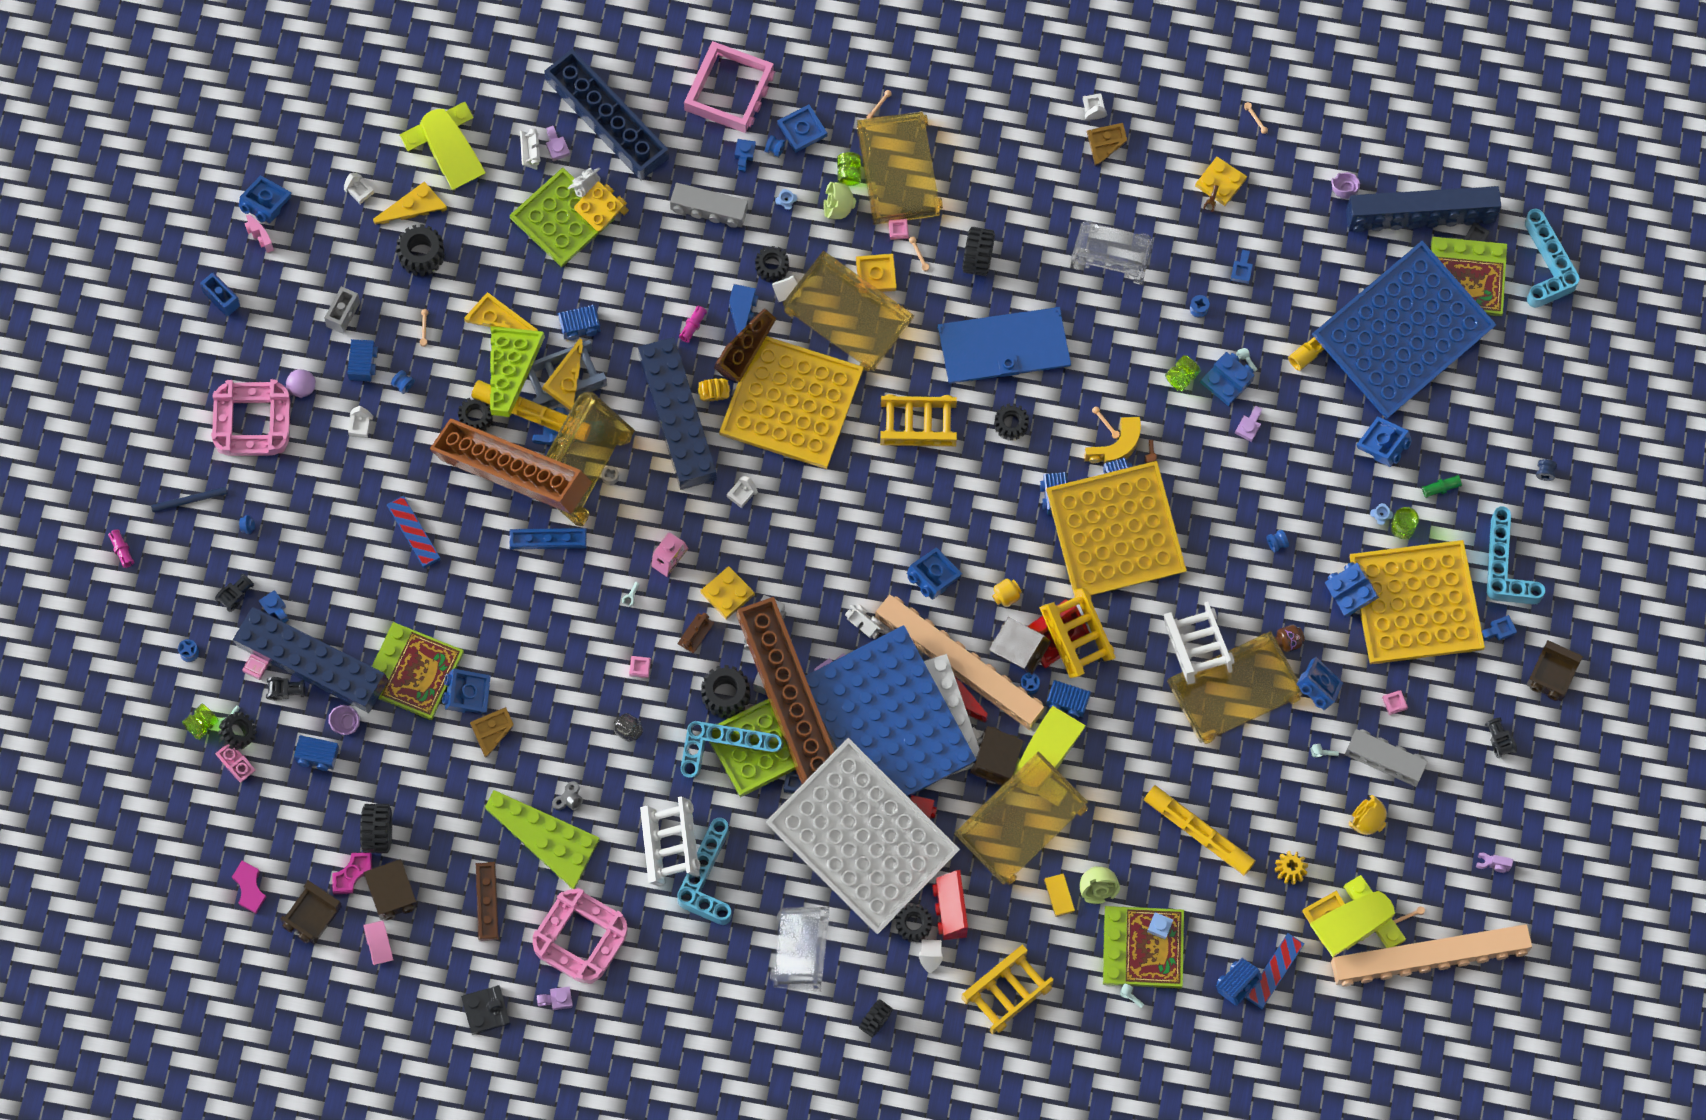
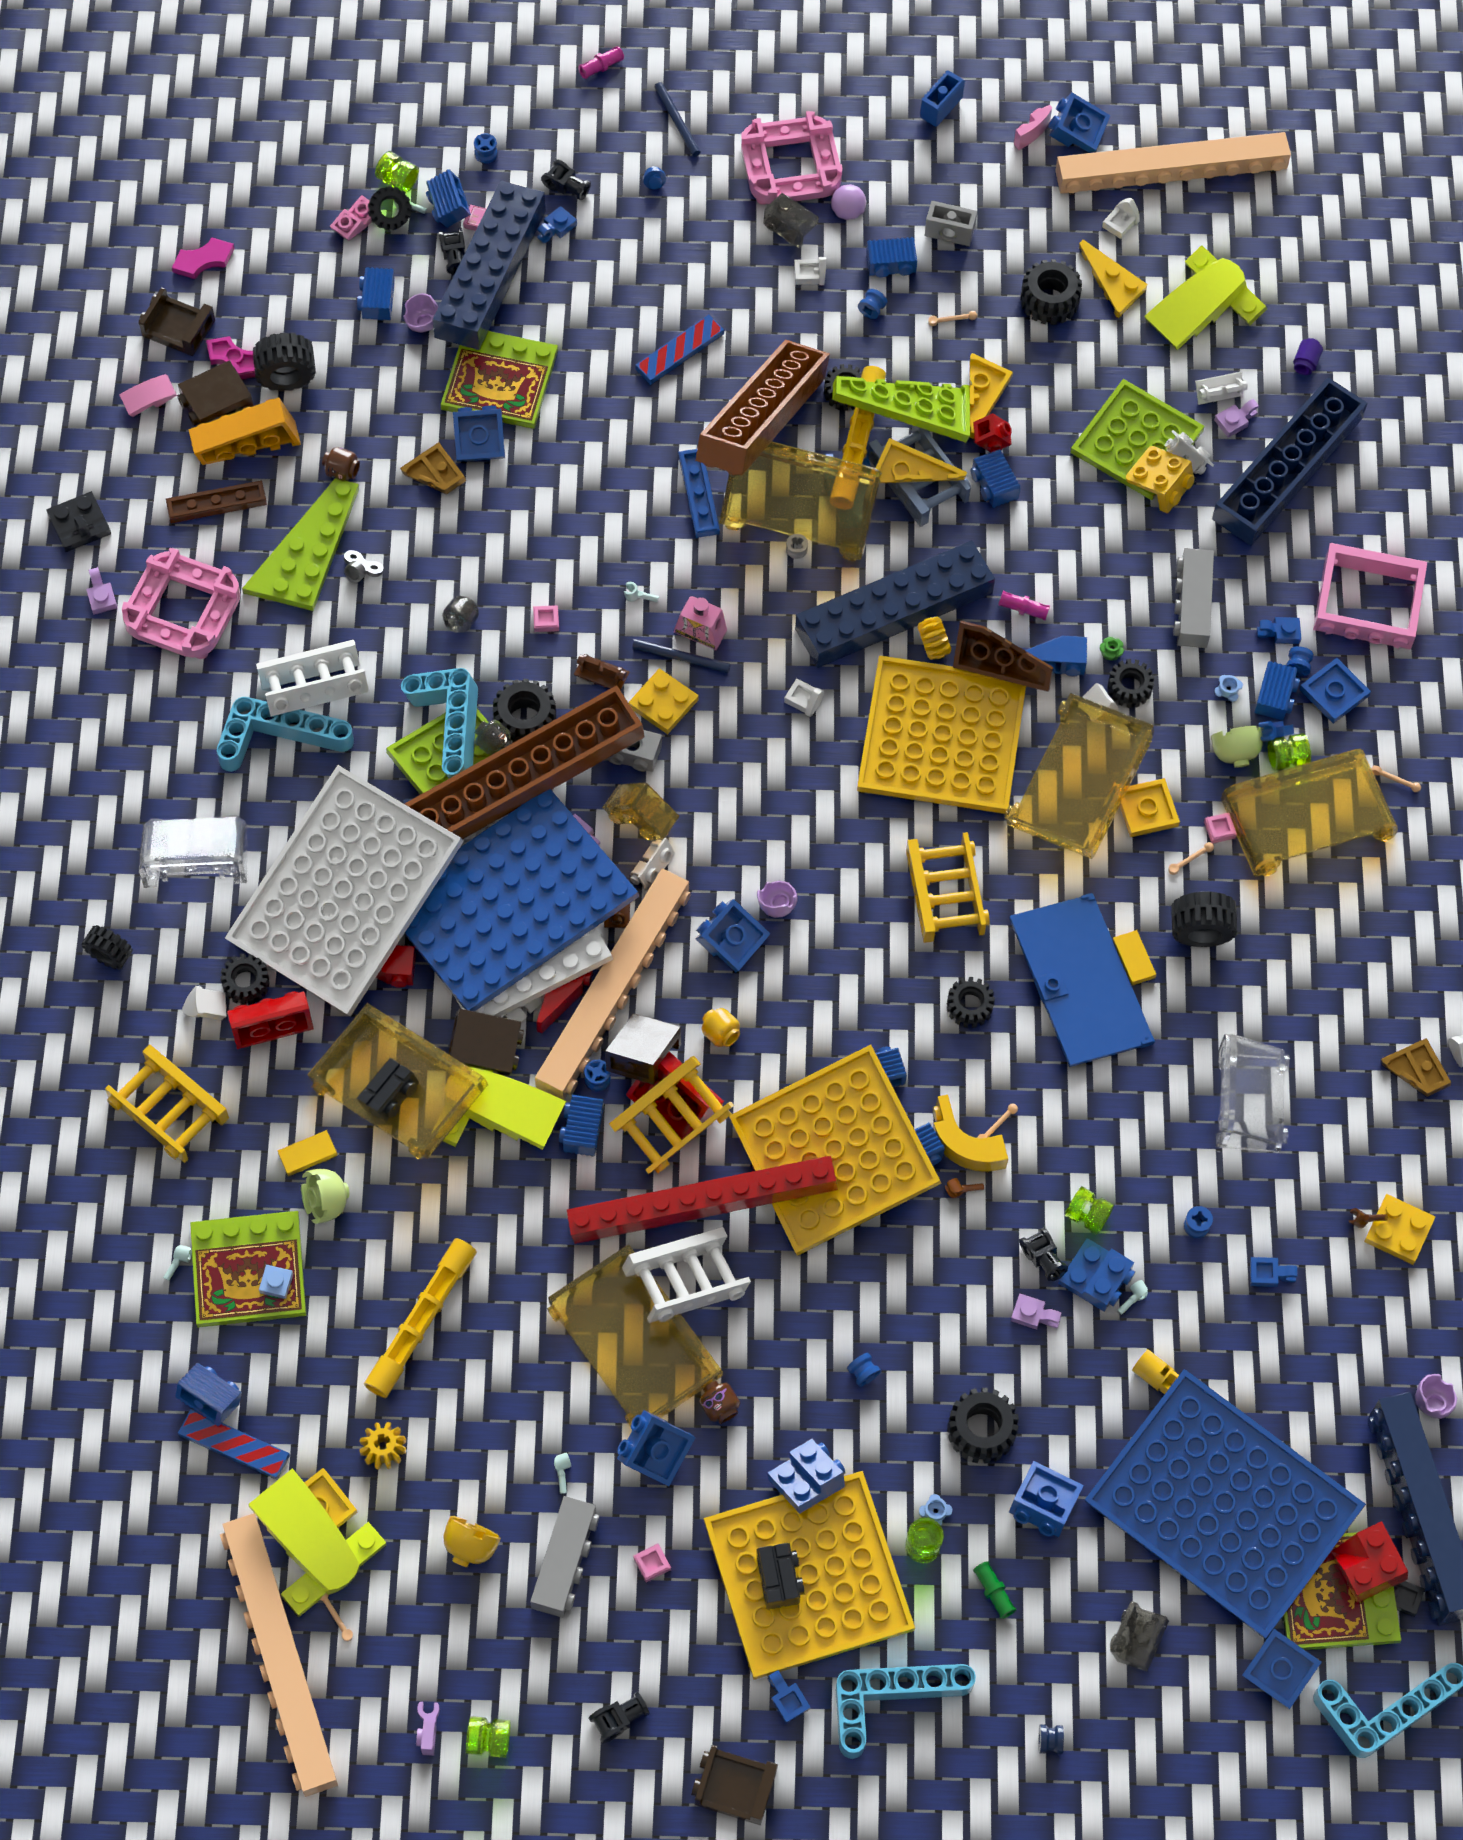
camera: 80 degrees right, 5 degrees down
(236, 684) = (447, 198): none -> blue brick
(311, 428) = (789, 219): none -> clear smoke bracket
(315, 140) = (1172, 162): none -> light nougat brick
(432, 870) = (244, 432): none -> light orange wedge
(474, 800) = (341, 464): none -> reddish brown head
(513, 83) = (1307, 356): none -> dark purple brick
(542, 321) = (992, 433): none -> red brick
(690, 574) = (681, 656): none -> dark blue bar
(739, 275) = (1111, 654): none -> bright green plate
(747, 714) = (492, 736): none -> clear smoke head
(796, 167) = (1276, 690): none -> blue brick
(823, 619) = (642, 807): none -> clear yellow brick
(832, 173) = (1275, 729): none -> blue plate
(909, 537) = (777, 898): none -> lavender hair
(992, 306) = (1134, 957): none -> yellow tile
(1028, 825) = (388, 1090): none -> black brick
(1143, 624) = (702, 1199): none -> red brick
(1209, 409) = (1043, 1253): none -> black connector
(1333, 457) = (986, 1404): none -> black tyre
(1421, 617) = (779, 1576): none -> black brick
(1458, 247) = (1370, 1562): none -> red slope
(1486, 402) = (1138, 1637): none -> clear smoke bracket
(1506, 823) = (488, 1737): none -> clear neon green wheel
(1516, 320) = (1281, 1668): none -> blue plate

